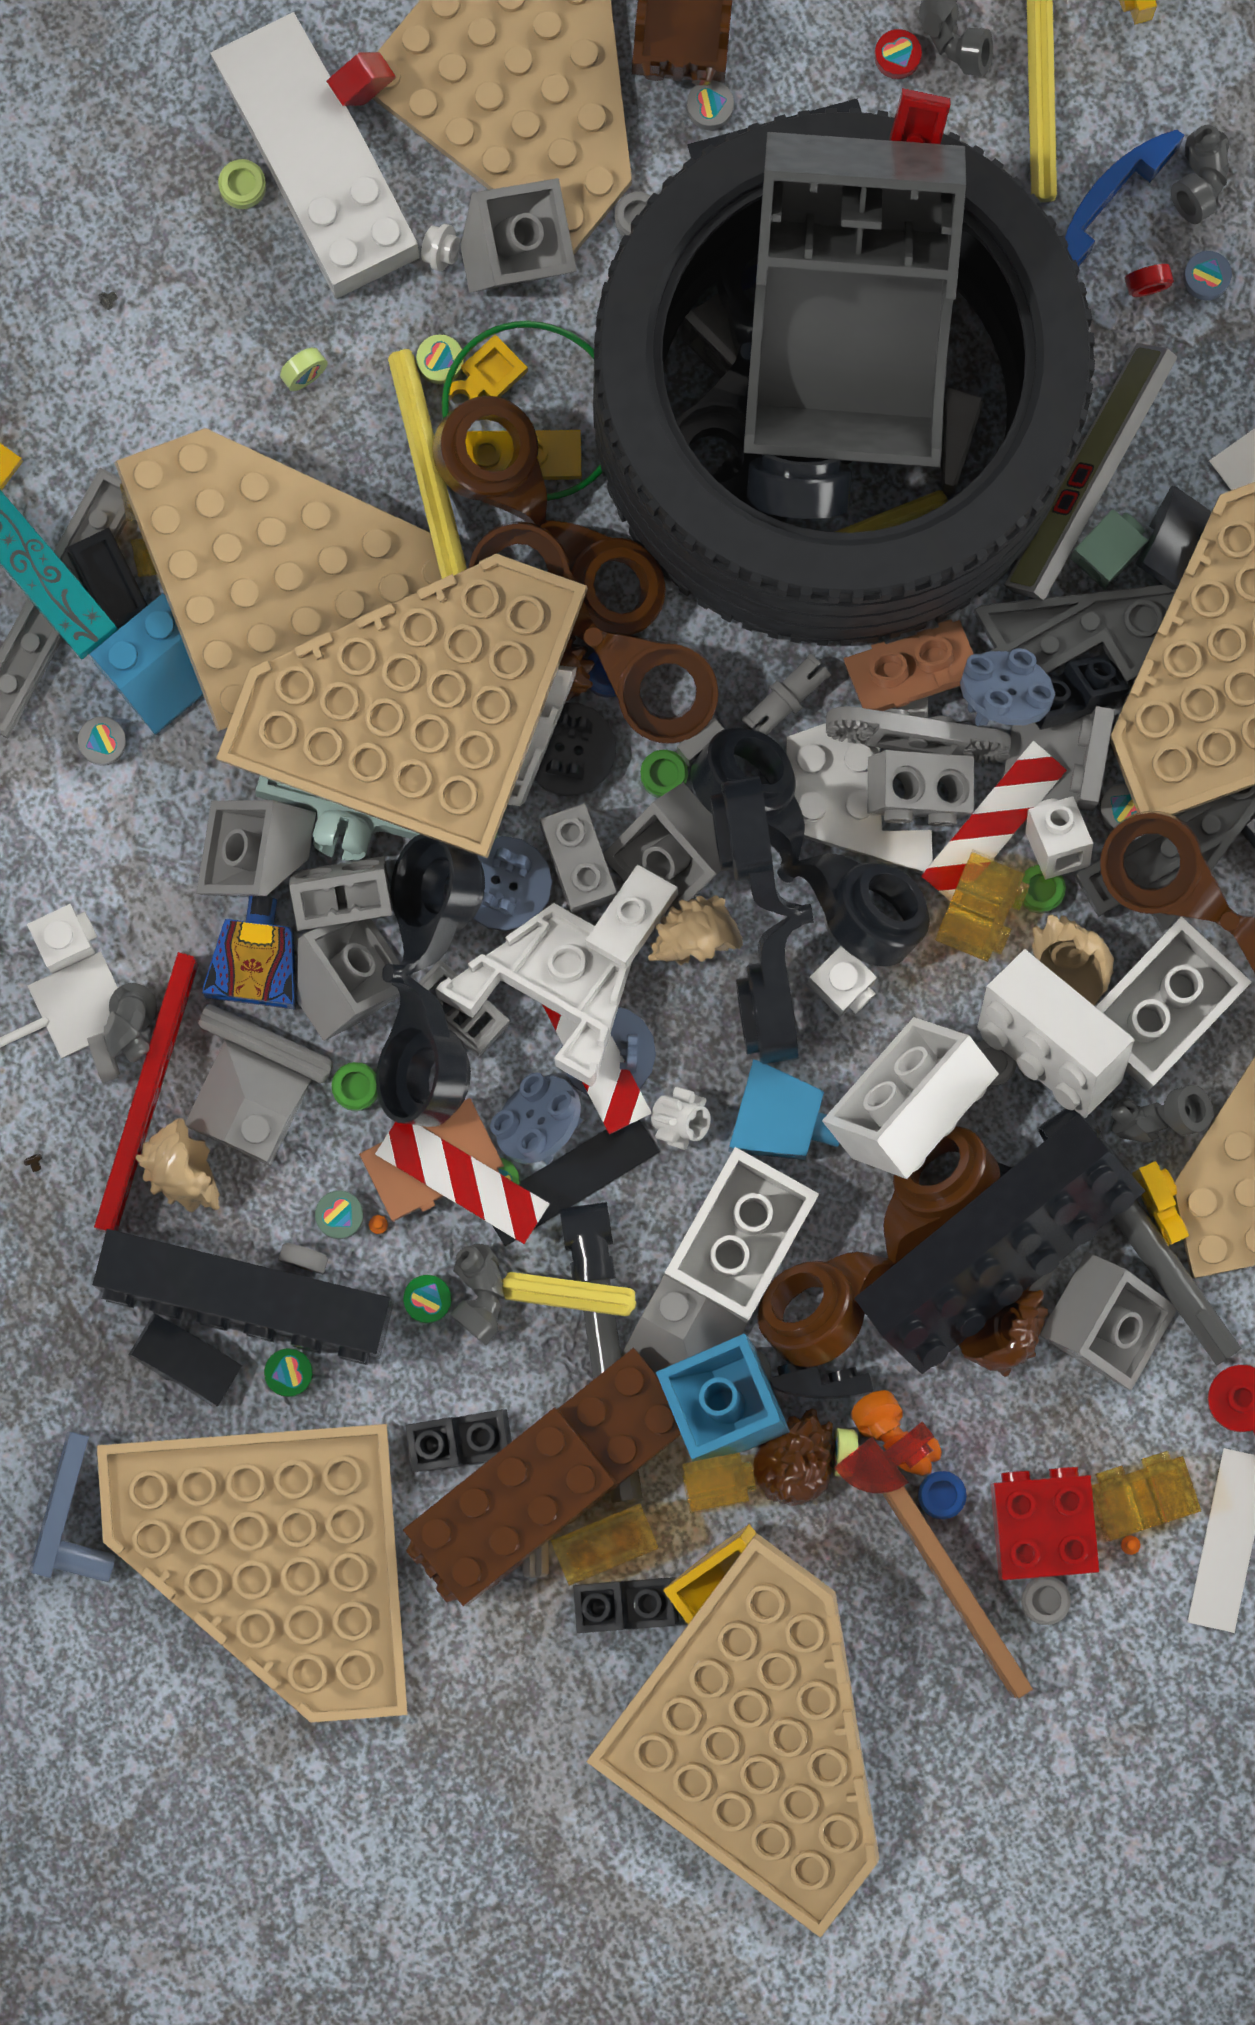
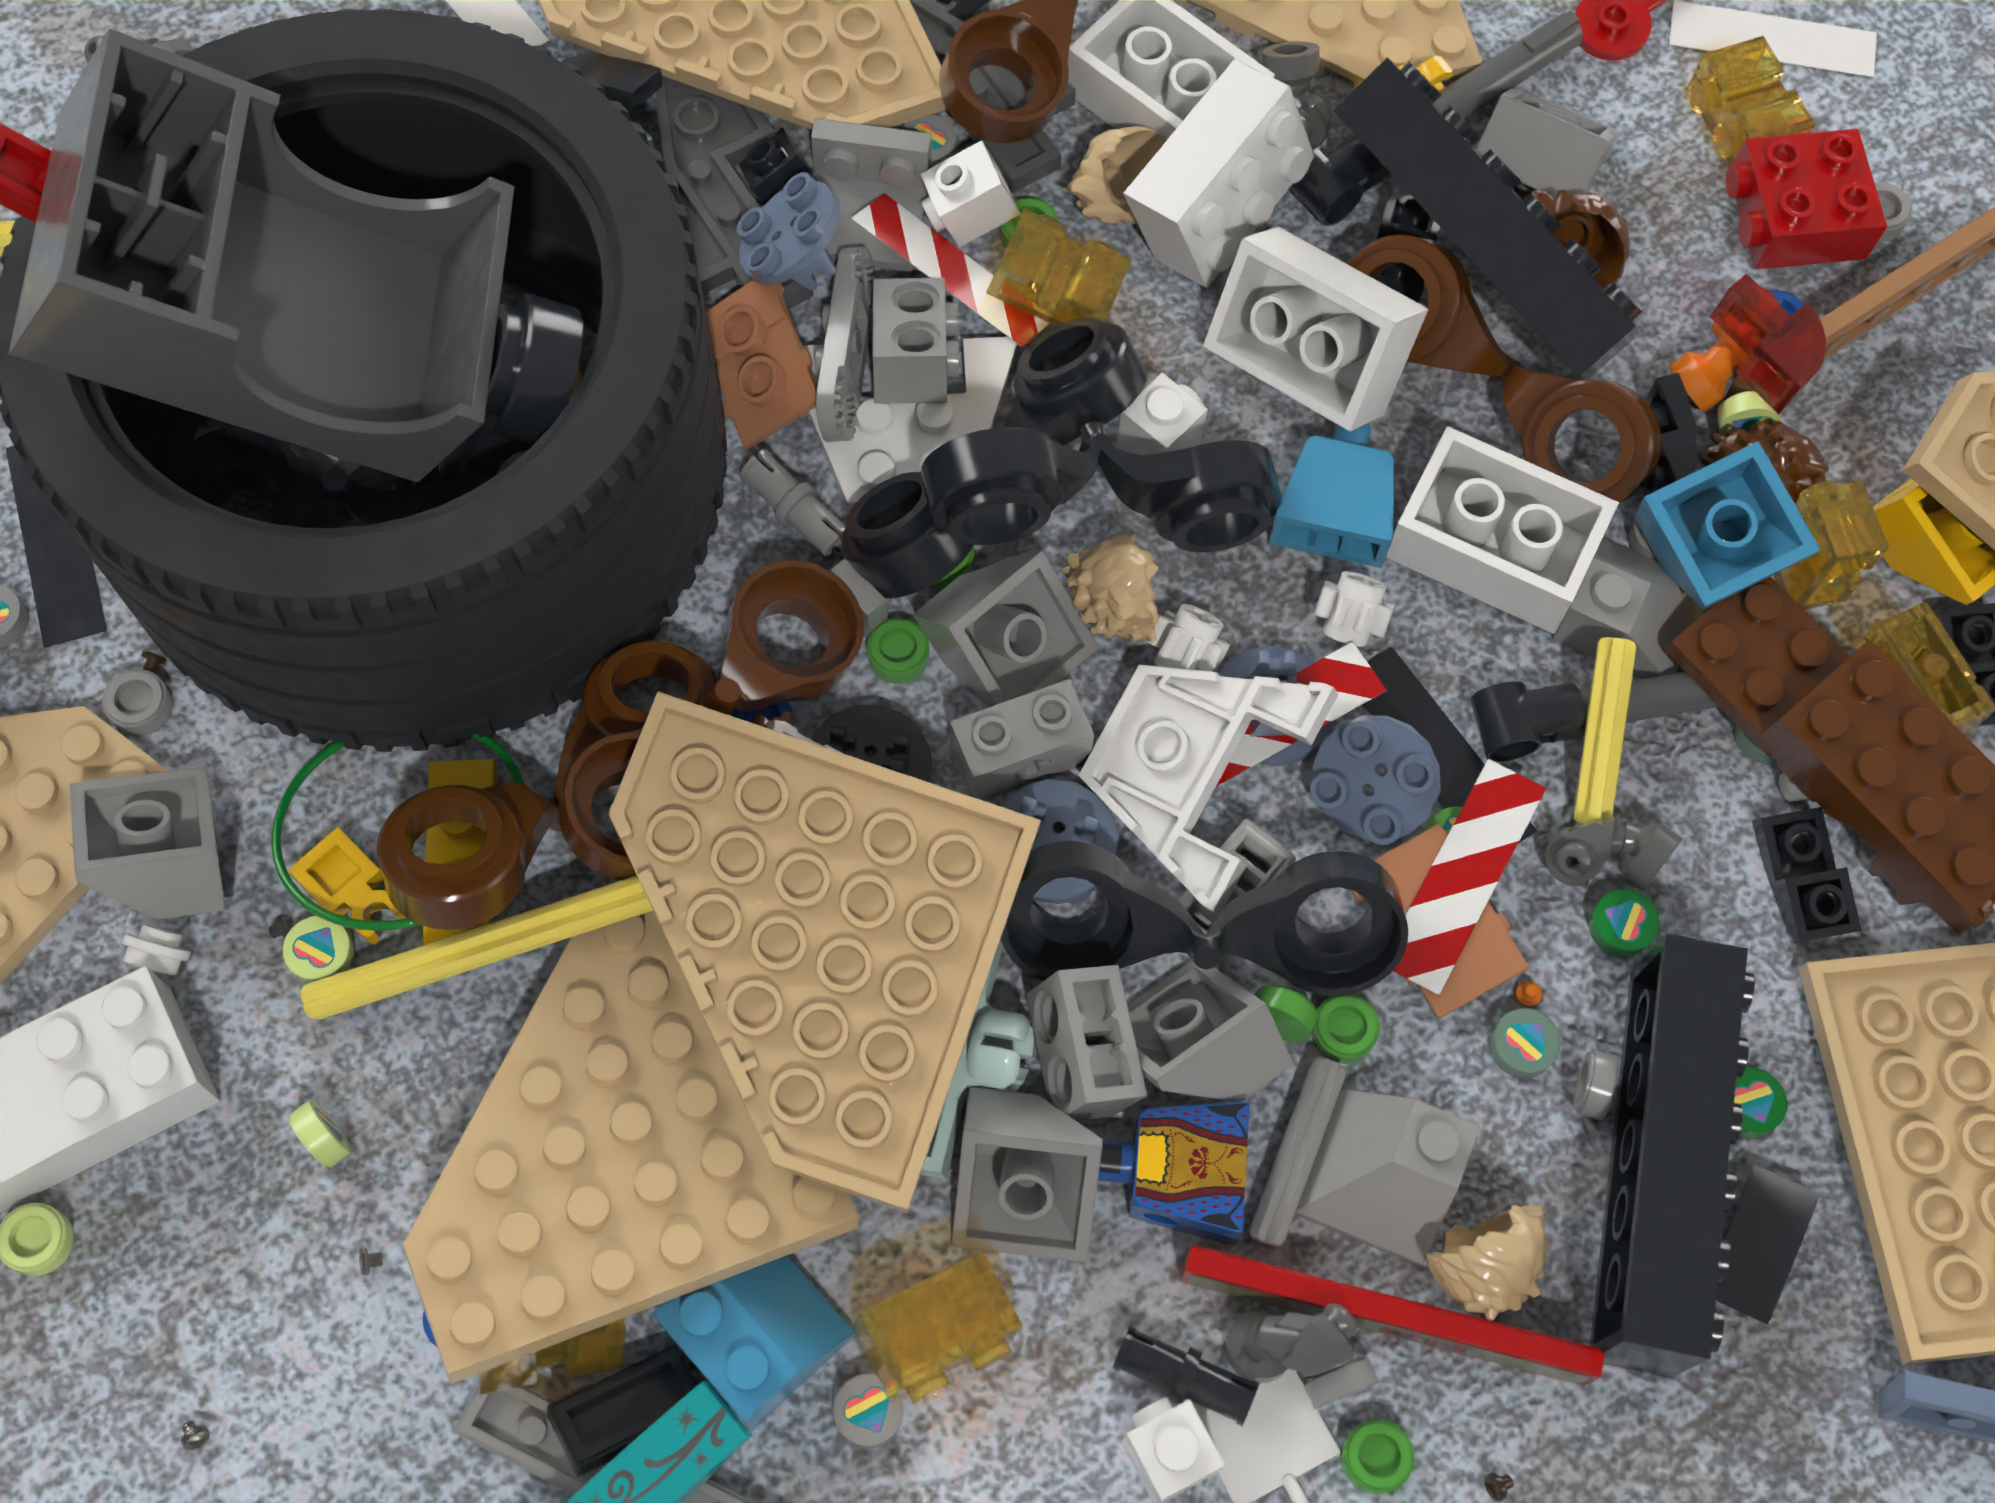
camera: 90 degrees left, 15 degrees down
(56, 1081) = (1377, 1456): none -> bright green tile
(114, 953) = (1186, 1375): none -> black pin
(149, 785) = (937, 1327): none -> clear yellow brick
(218, 406) = (368, 1260): none -> clear smoke piece
(364, 1039) = (1291, 1012): none -> bright green tile
(459, 334) = (282, 926): none -> clear smoke piece
(632, 916) = (1099, 663): white plate -> none
(655, 989) = (1189, 640): none -> white gear

